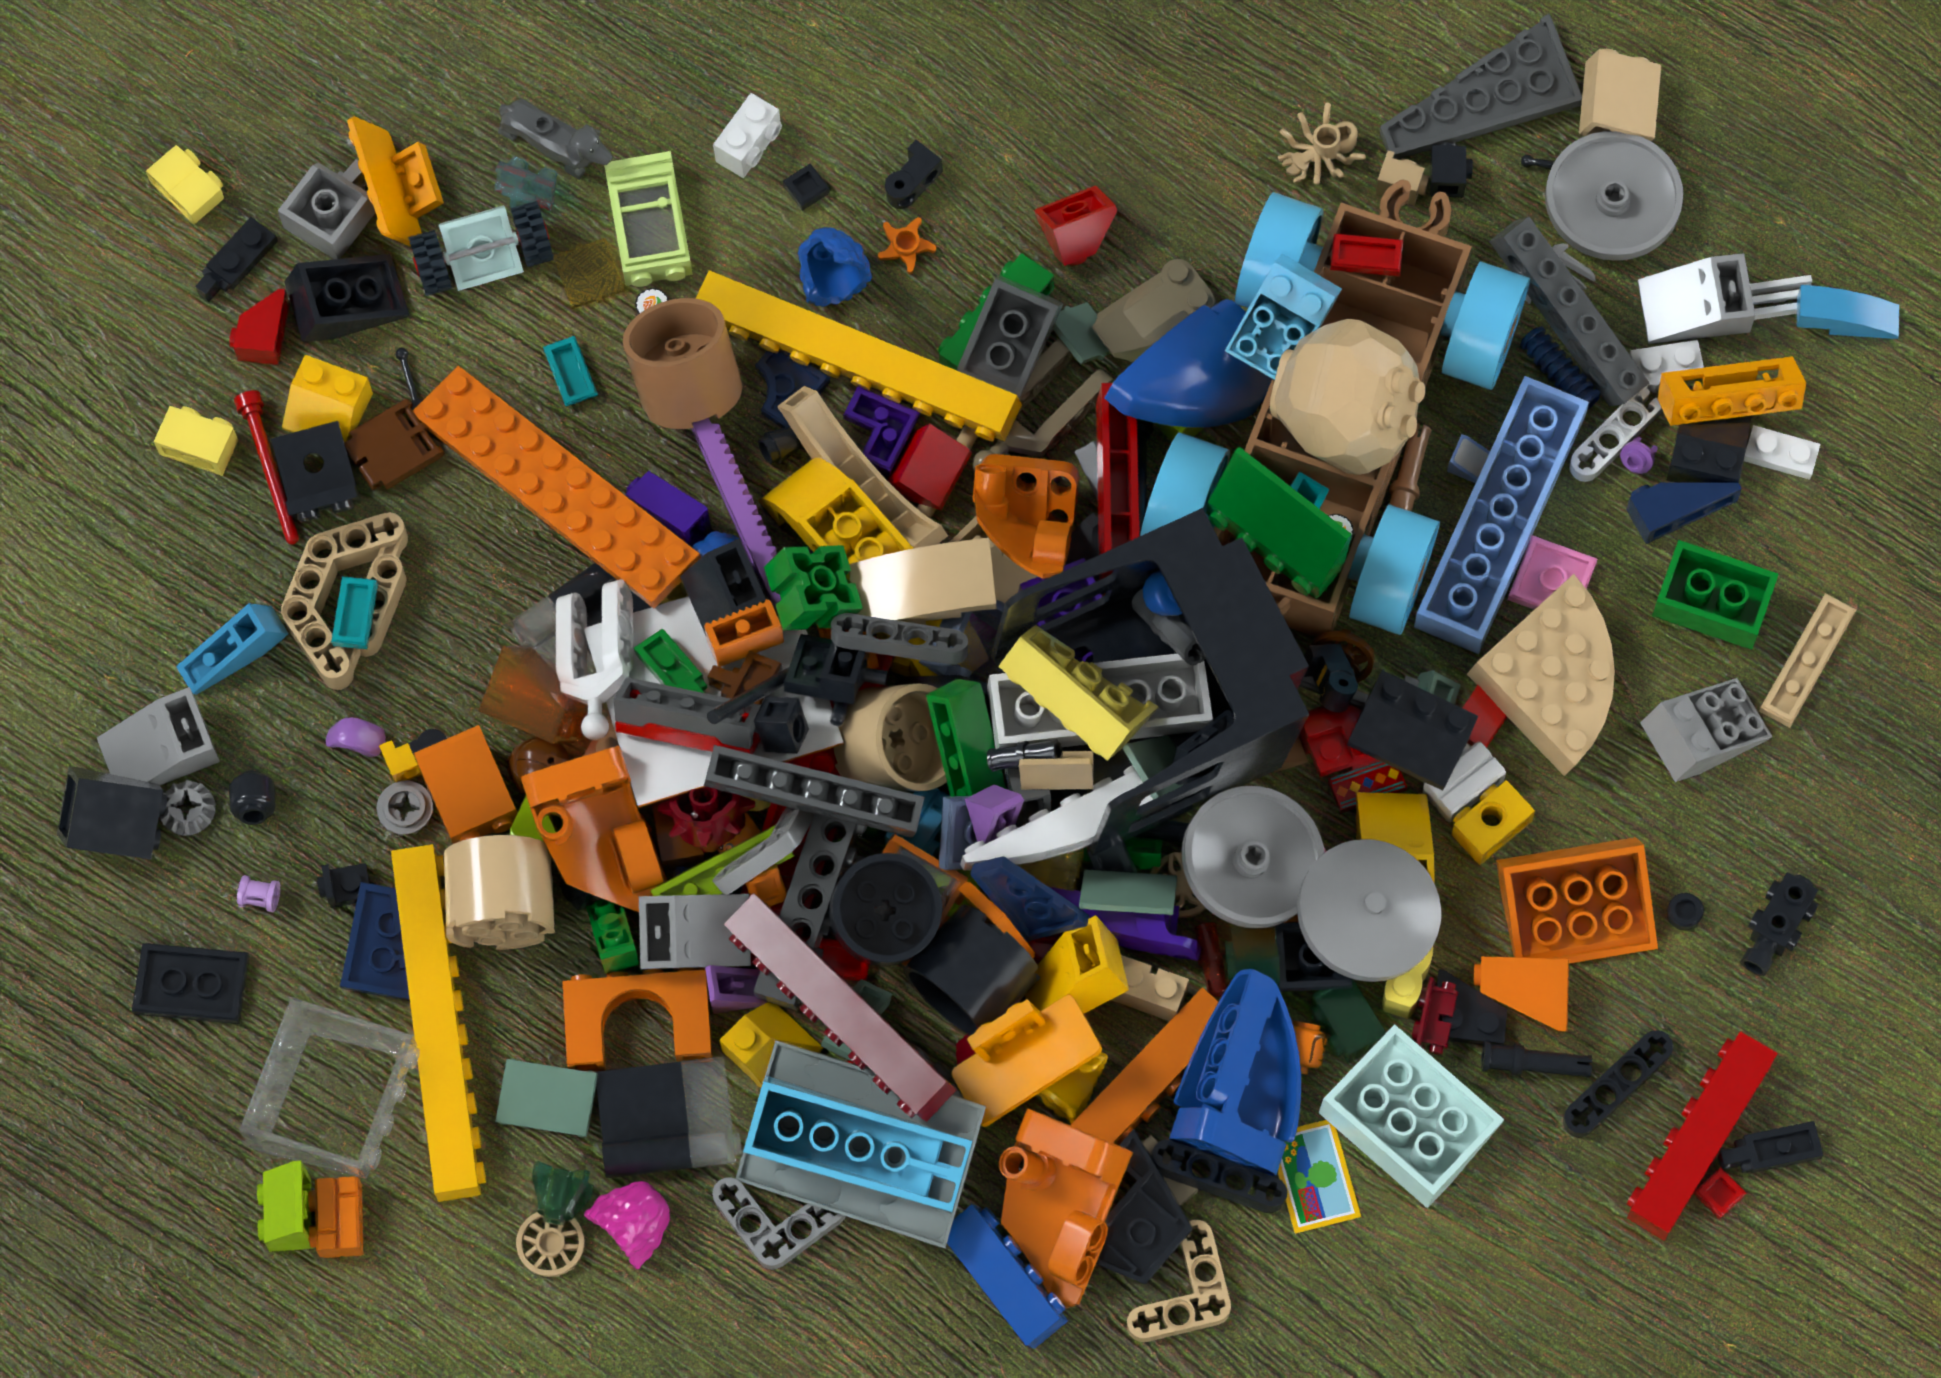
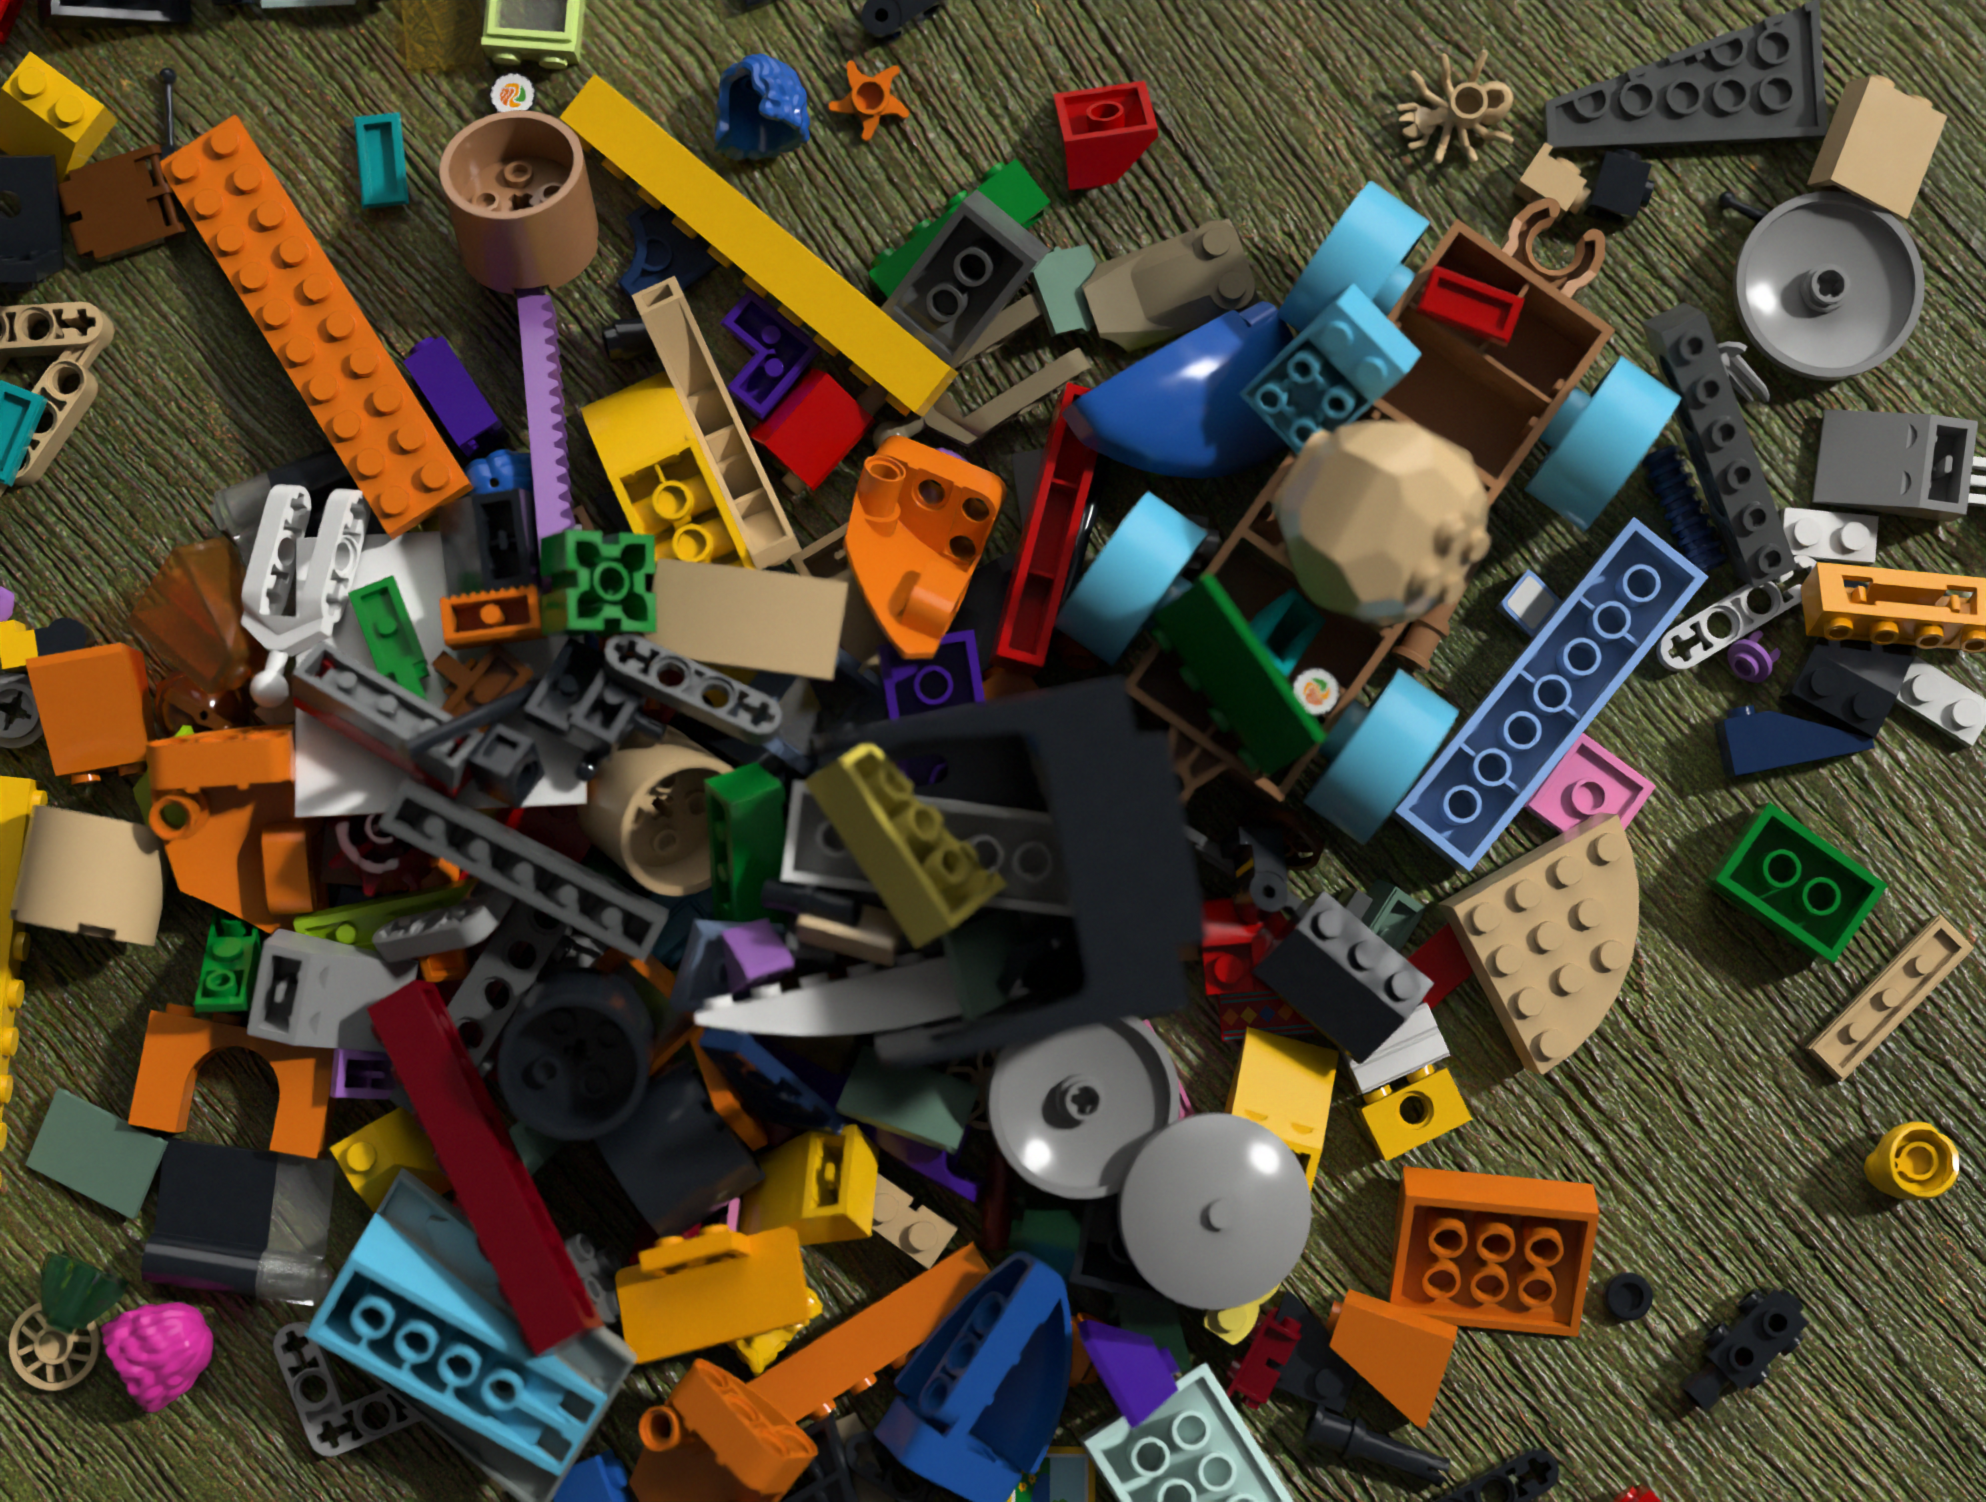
camera: 10 degrees right, 15 degrees up
(1339, 1033) = (1131, 1368): none -> dark purple slope
(1704, 728) = (1728, 1059): light grey slope -> none
(1857, 762) = (1913, 1162): none -> yellow hair

